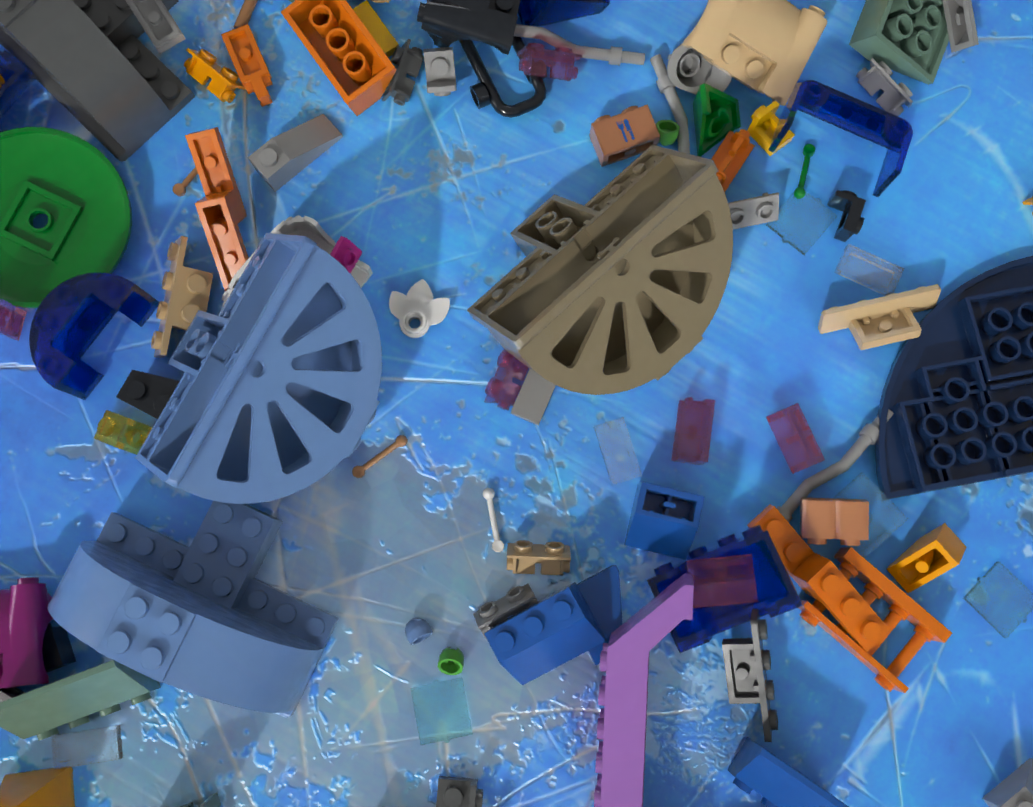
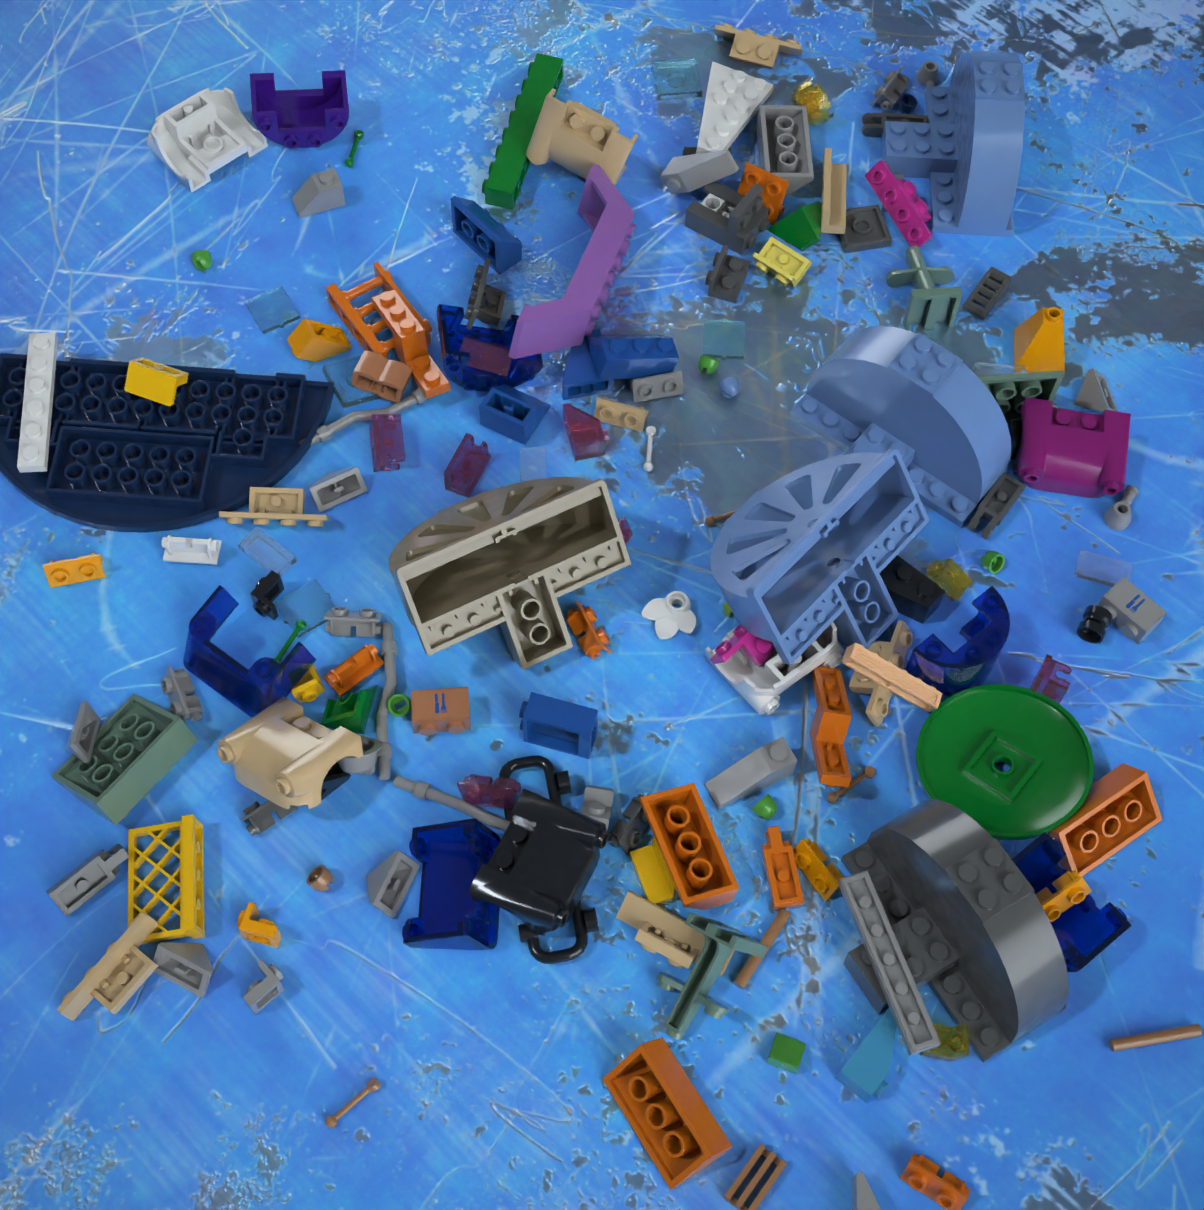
camera: 165 degrees left, 20 degrees down
(69, 541) = (997, 503): none -> dark grey hinge
(71, 468) = (992, 561): none -> bright green hinge
(167, 274) = (892, 677): none -> light nougat piece
(277, 121) = (765, 807): none -> bright green hinge
(490, 256) = (584, 621): none -> orange hinge
(499, 137) = (559, 725): none -> blue window
(573, 512) = (584, 433): none -> clear pink slope
(829, 367) = (337, 487): none -> light grey slope
(950, 250) = (191, 550): none -> white hinge

